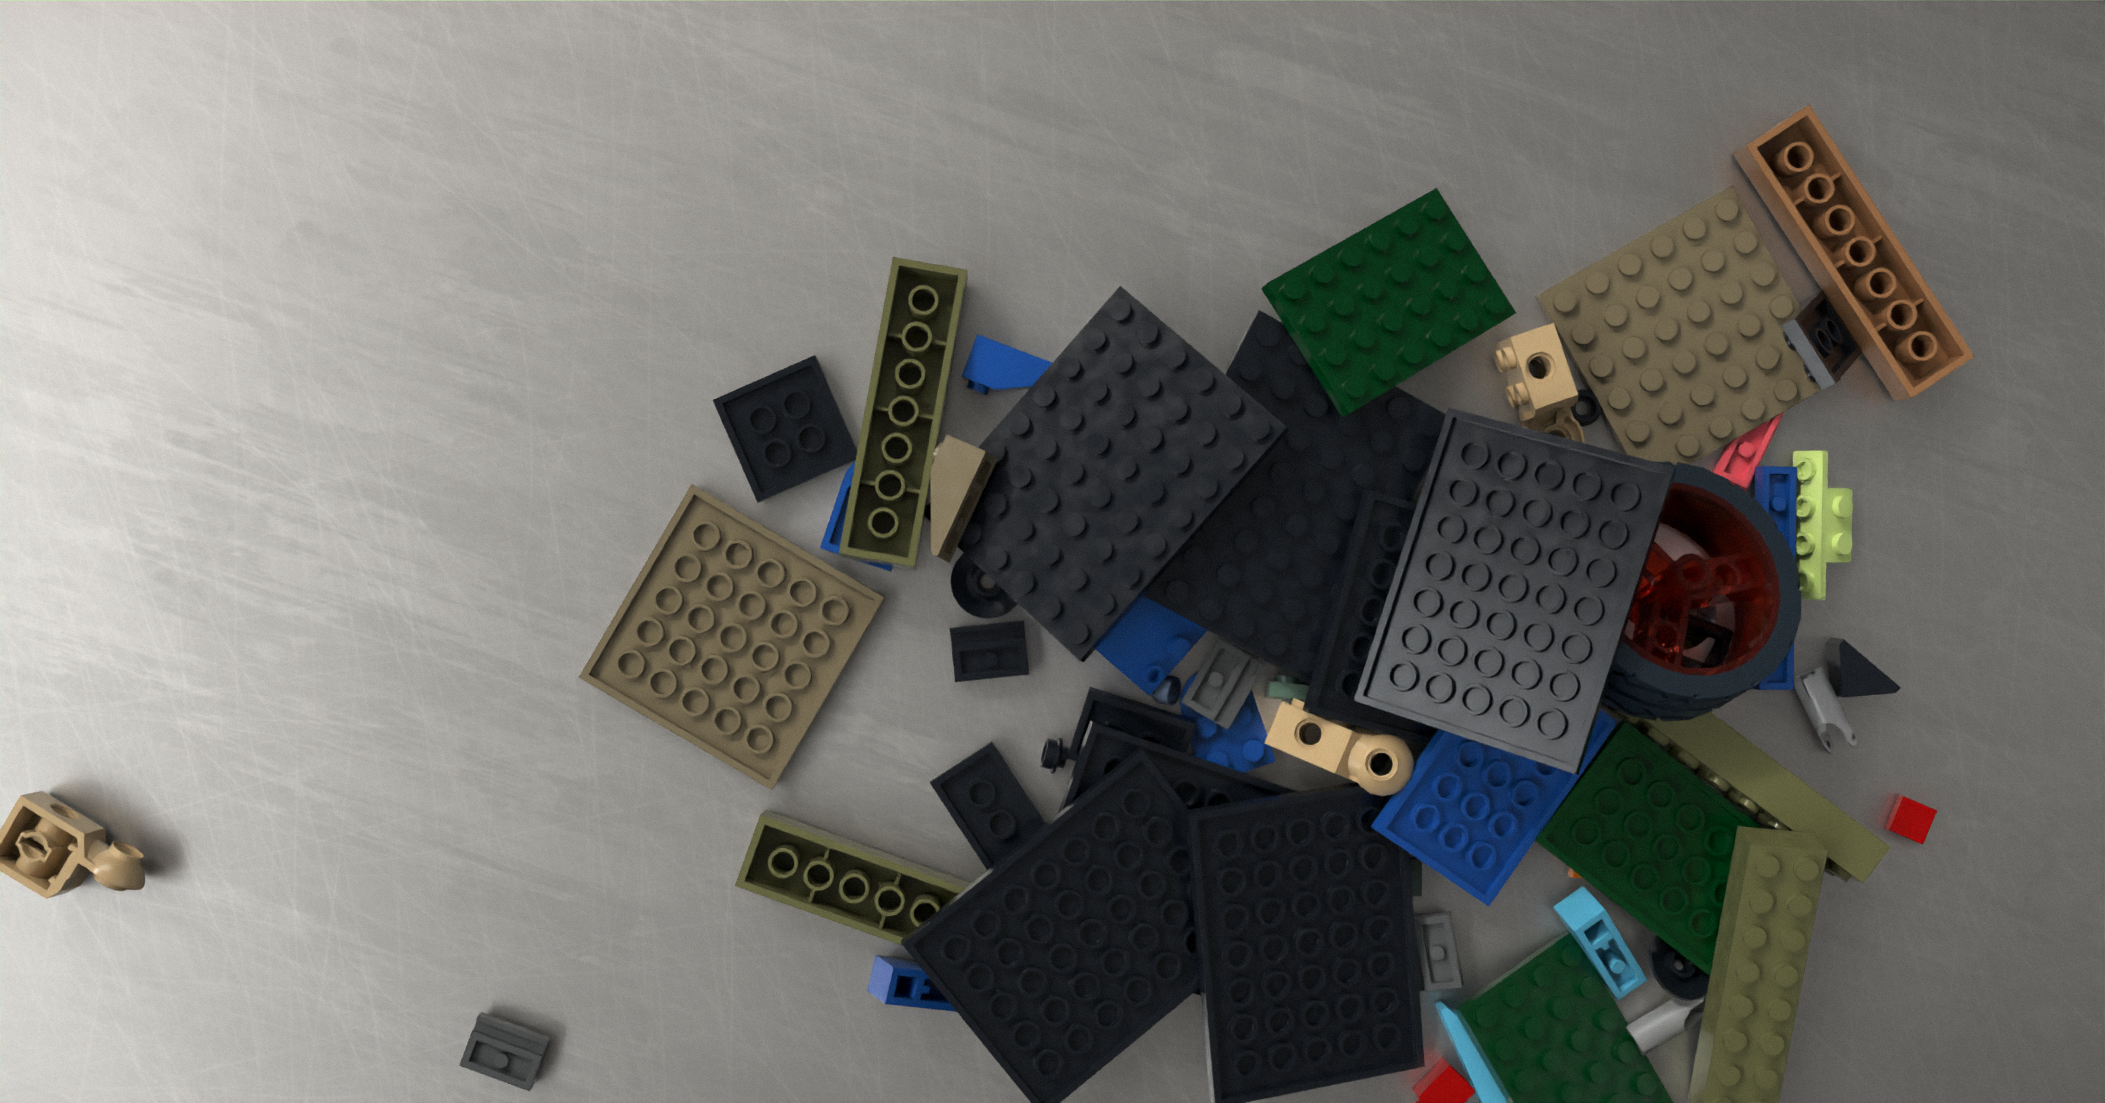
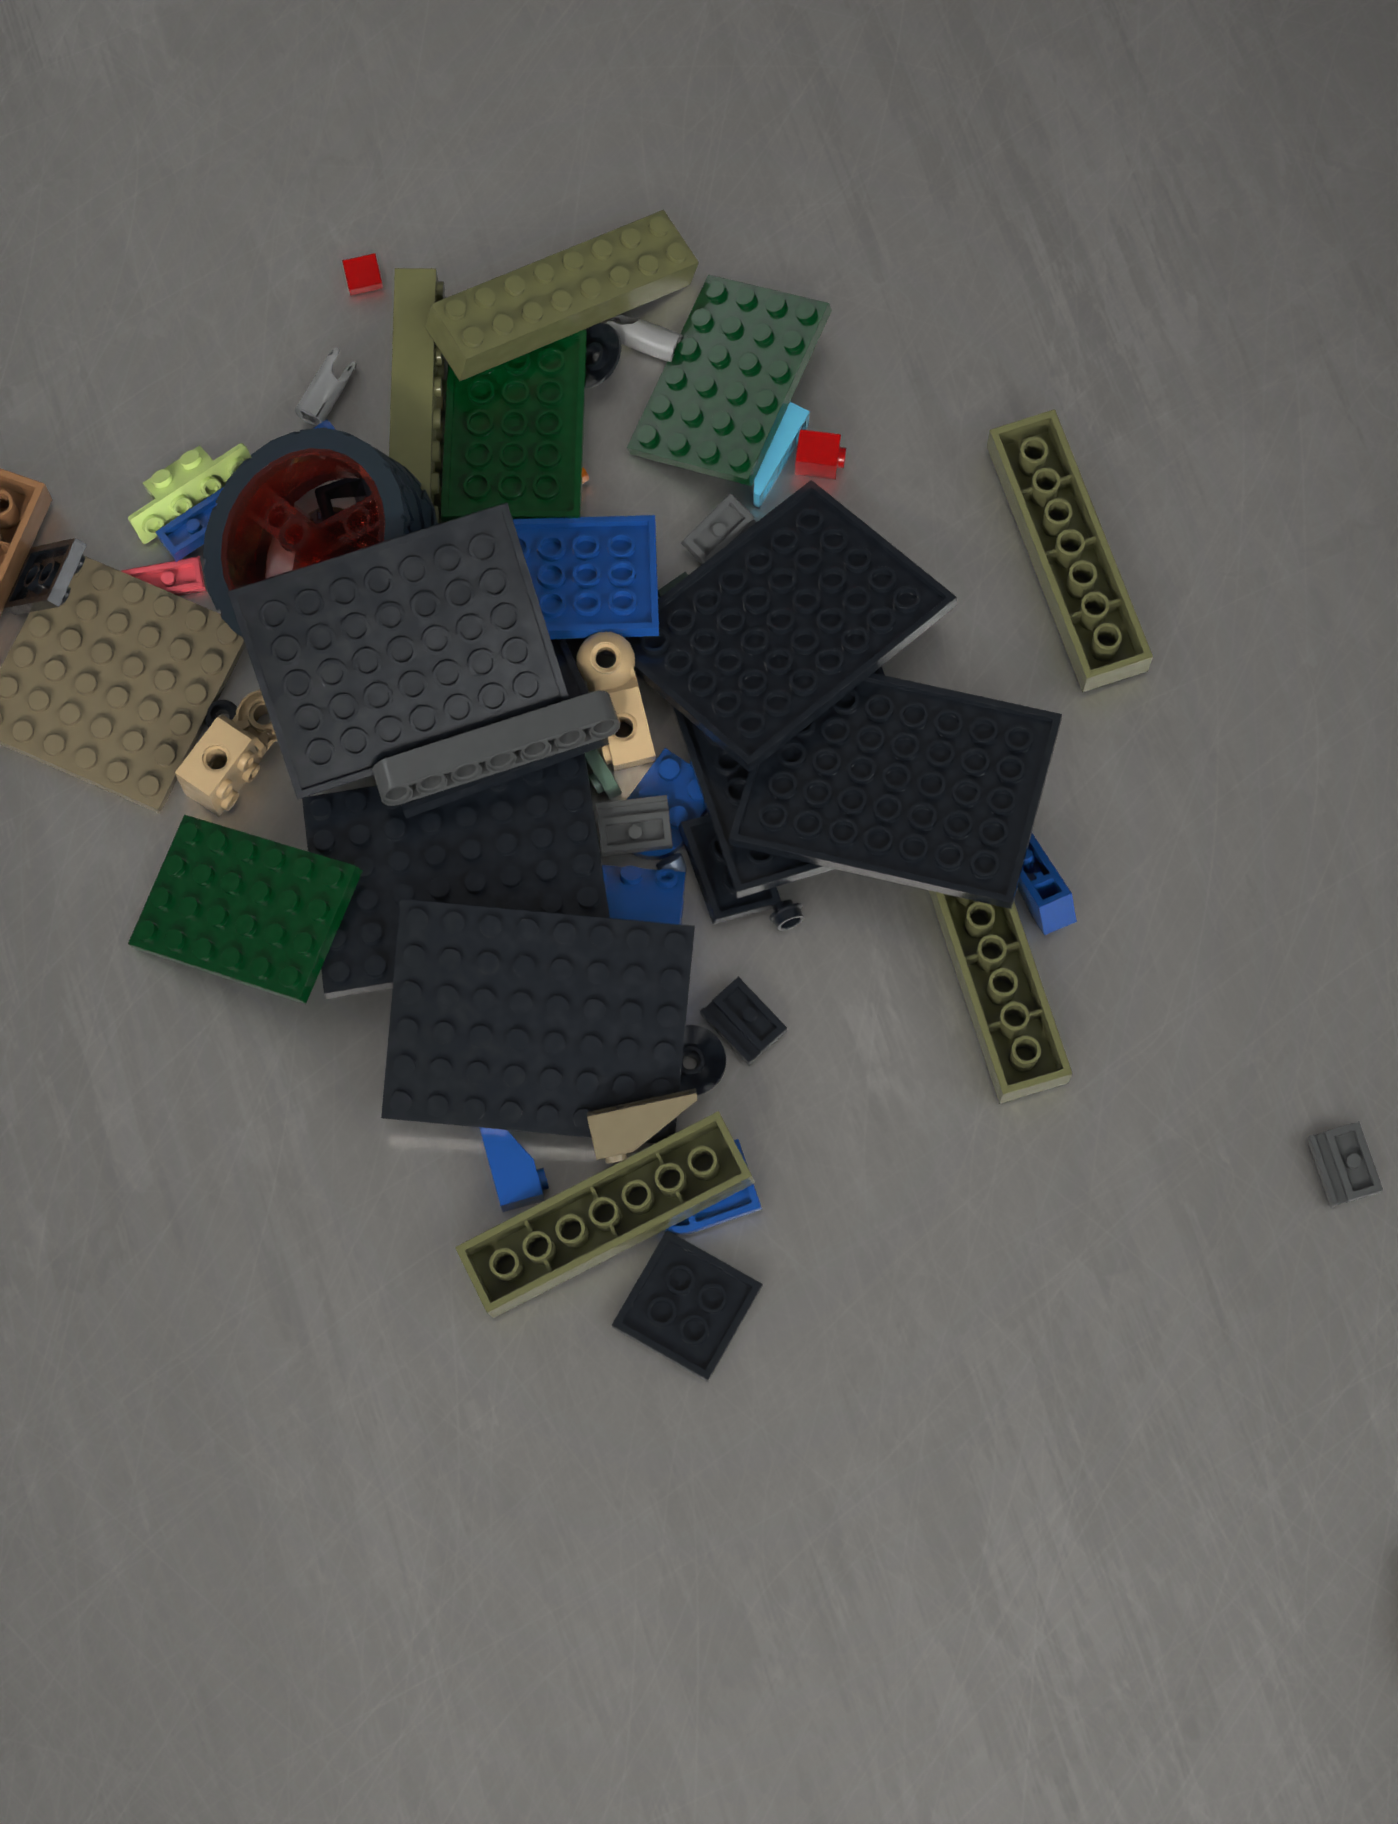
camera: 125 degrees left, 15 degrees down
(732, 637) = (884, 1228): dark tan plate -> none
(988, 804) = (863, 932): black plate -> none
(1366, 609) = (495, 748): none -> dark grey beam
(1600, 942) = (620, 422): medium azure slope -> none
(1853, 673) = (283, 385): black slope -> none

